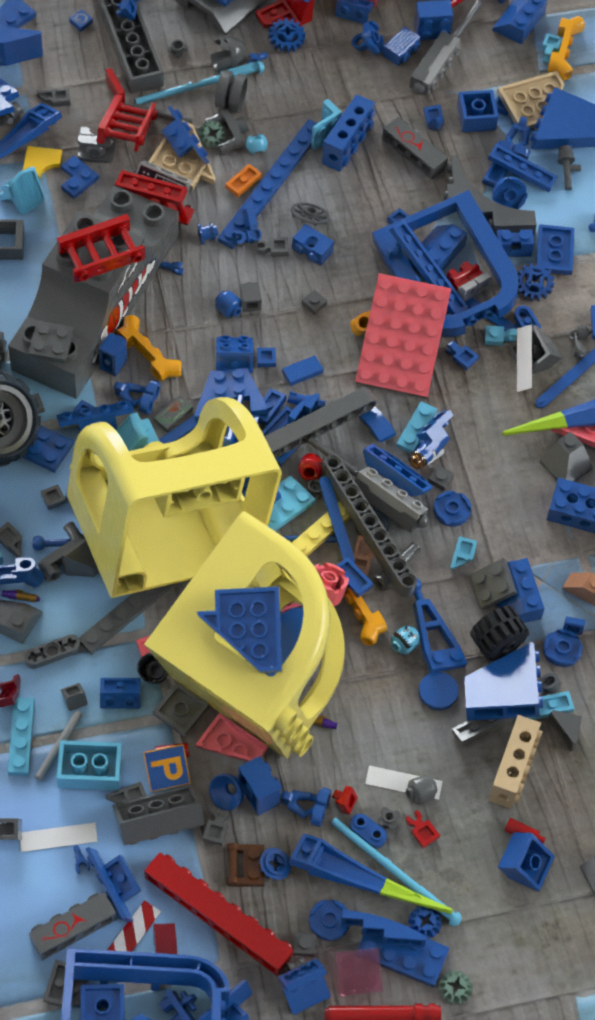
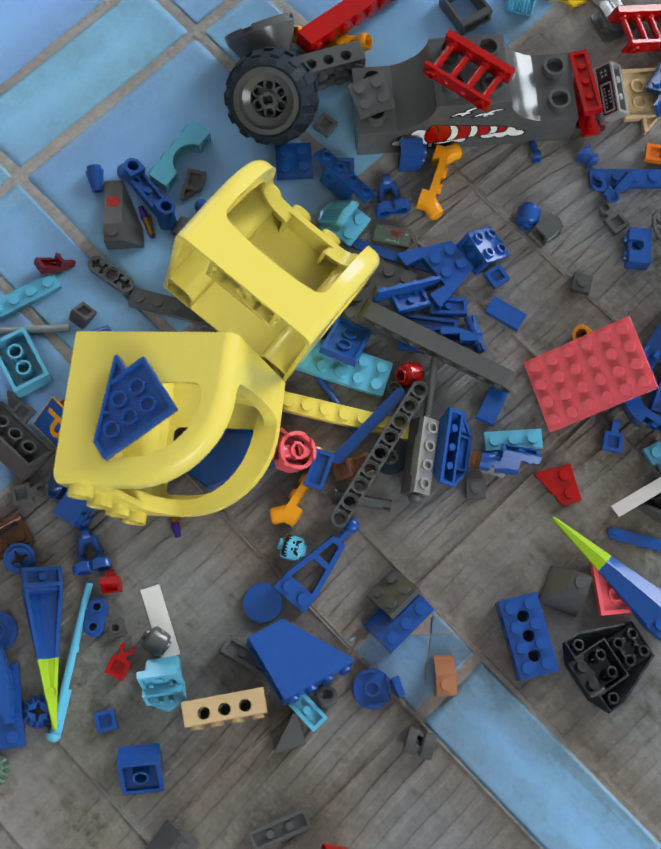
camera: 60 degrees right, 15 degrees up
(81, 177) = (573, 31): blue plate -> none
(452, 508) = (451, 515): blue tile -> none
(463, 801) = (162, 683): none -> medium azure piece
(464, 552) = (413, 549): medium azure slope -> none
(467, 868) = (106, 720): none -> blue plate
(476, 415) = (560, 483): none -> red wing
(499, 633) = (341, 625): black wheel -> none
(516, 826) = (169, 752): red cylinder -> none

